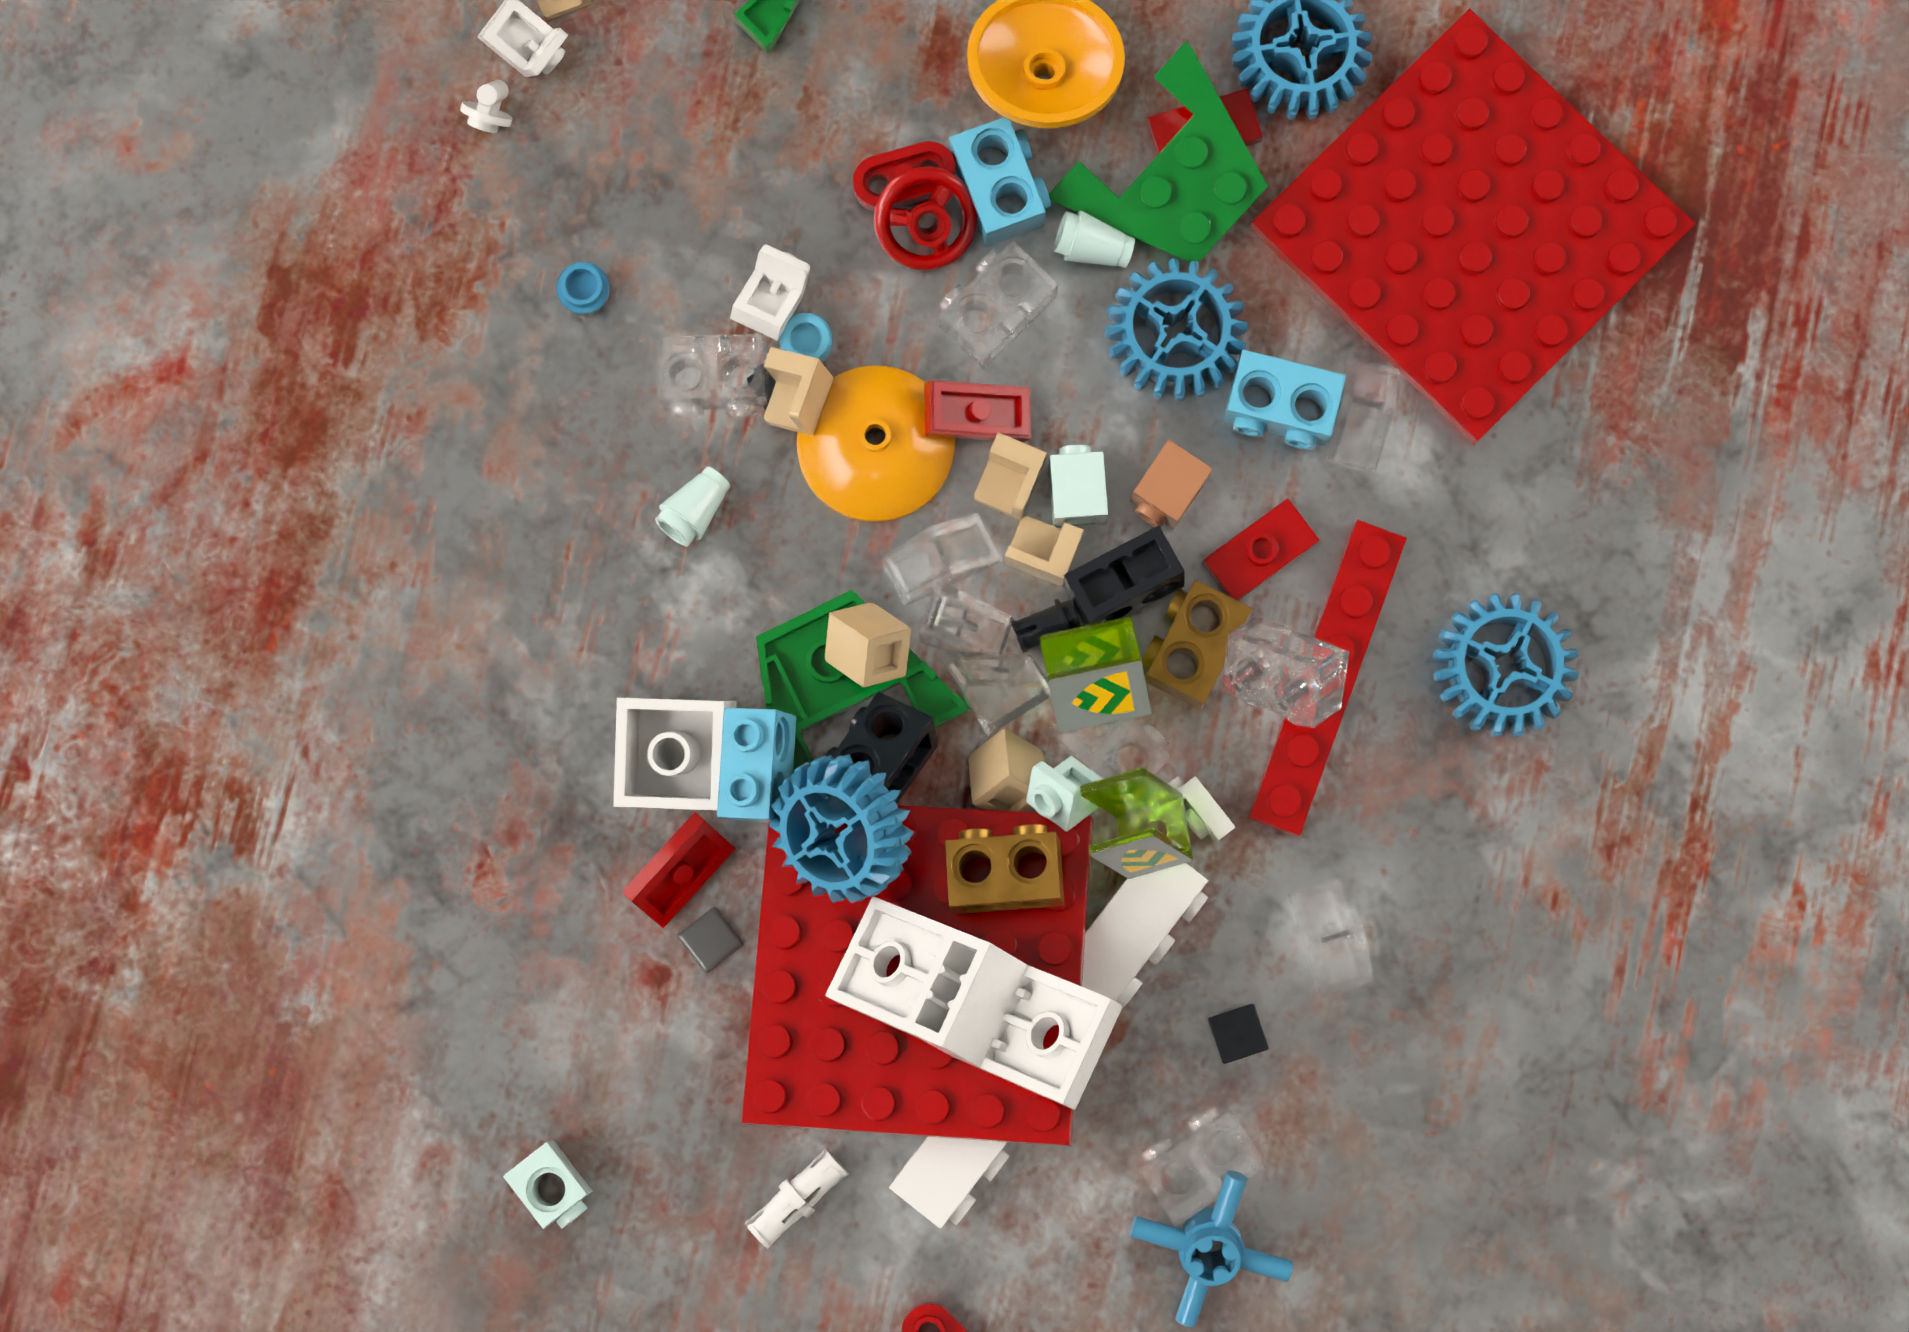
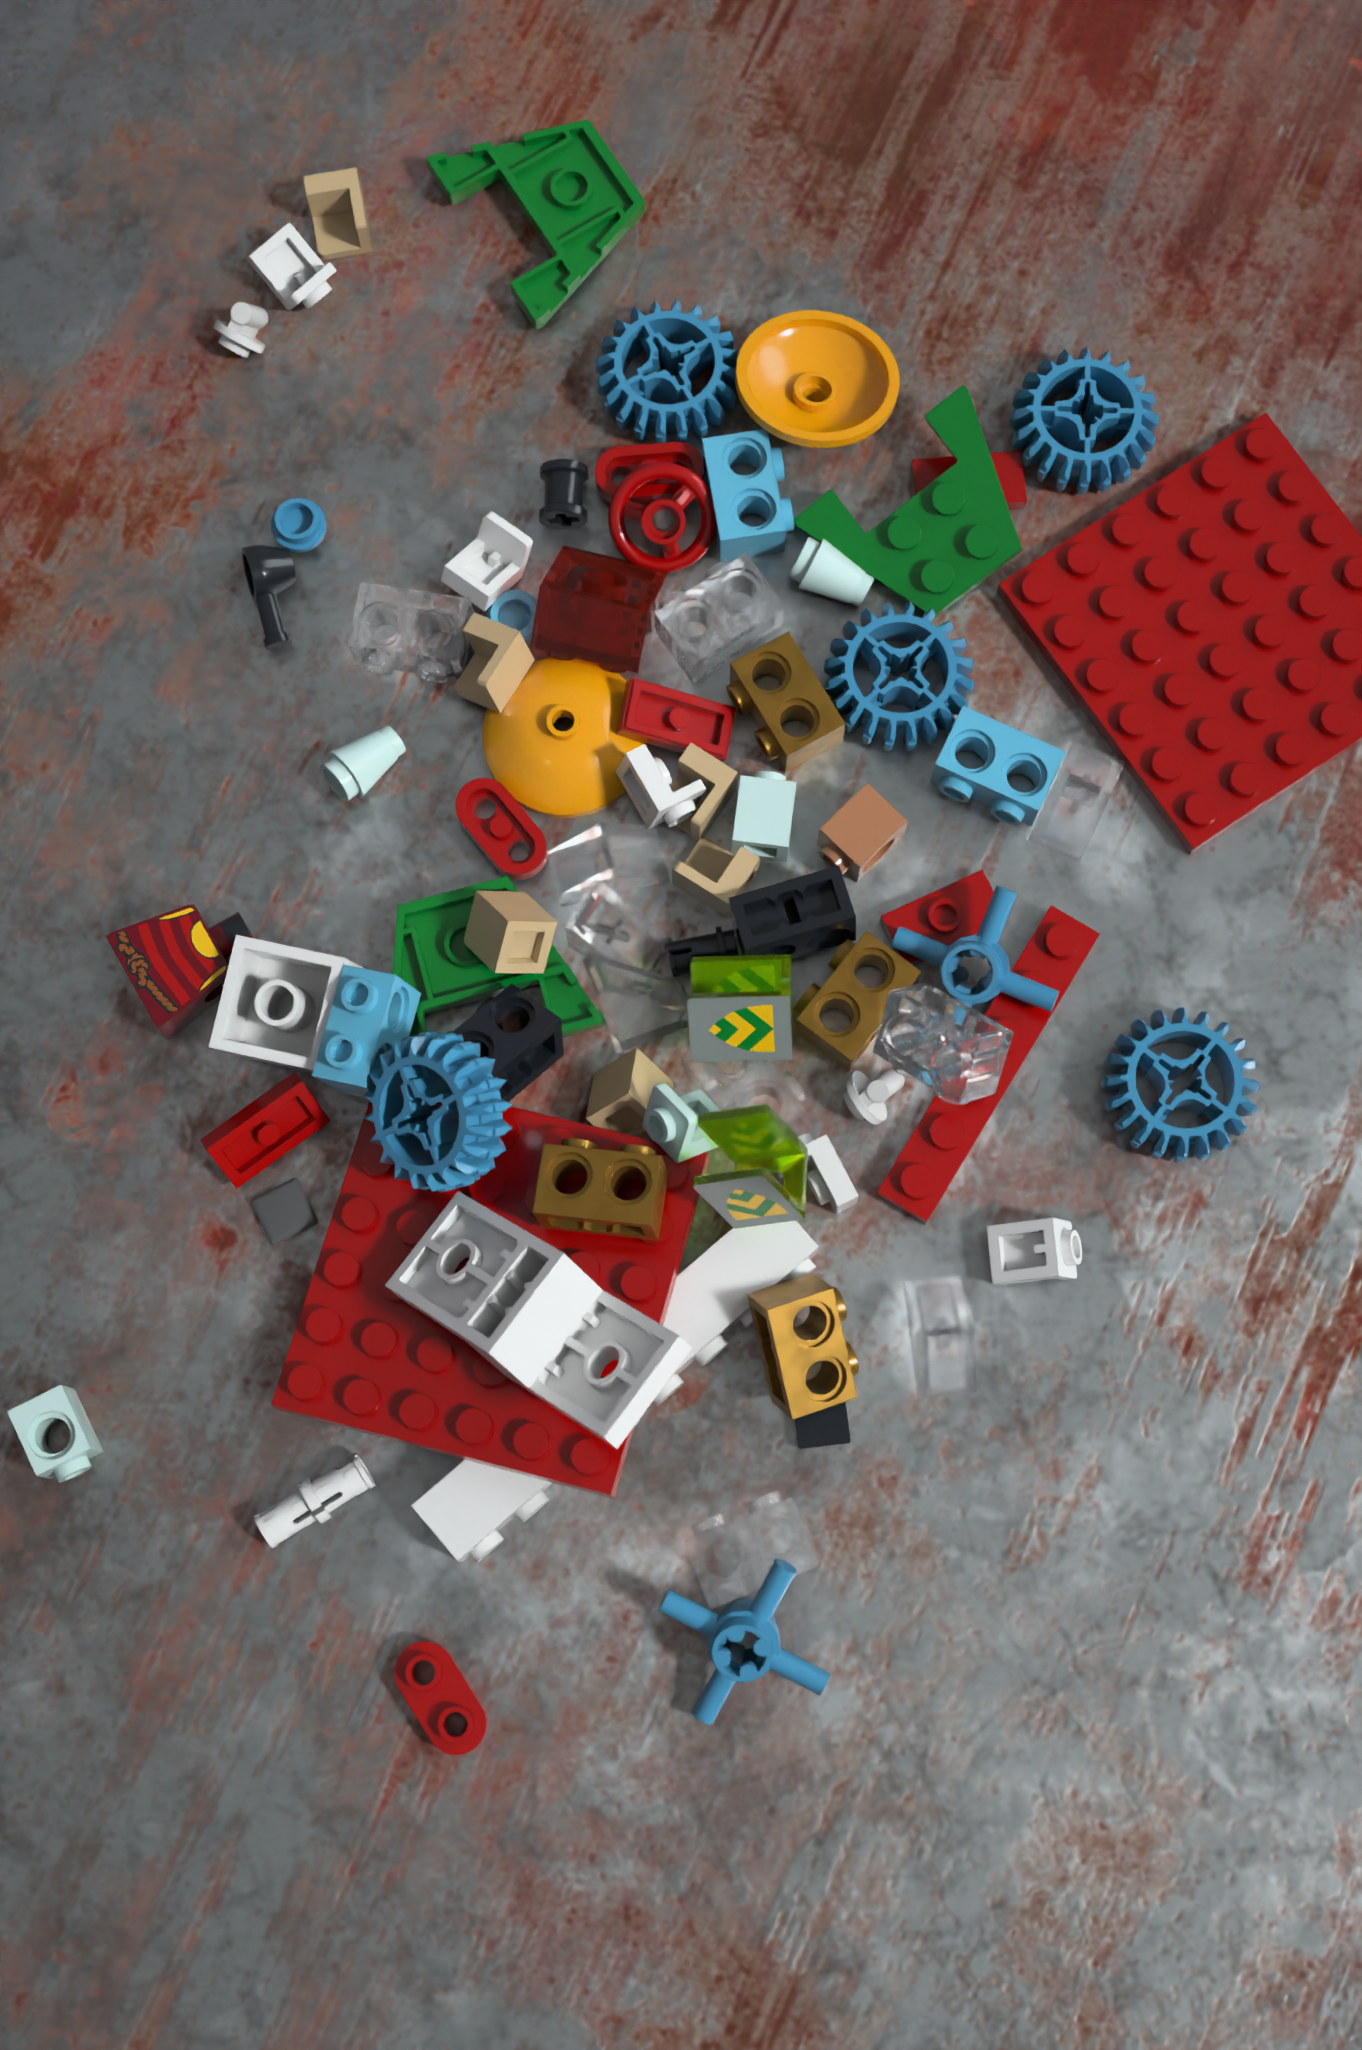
camera: 15 degrees right, 5 degrees down
(564, 342) = (268, 573): none -> black bar
(565, 730) = (177, 963): none -> torso
(827, 212) = (563, 494): none -> black bush
(837, 545) = (503, 830): none -> red plate
(883, 318) = (597, 610): none -> clear red slope
(886, 90) = (696, 348): none -> dark azure gear
(968, 482) = (650, 789): none -> white bracket
(1087, 367) = (797, 698): none -> pearl gold brick
(1205, 977) = (792, 1350): none -> pearl gold brick
(1226, 732) = (867, 1097): none -> white plate
(1303, 573) = (983, 945): none -> dark azure bar
(1401, 844) = (1033, 1251): none -> white bracket

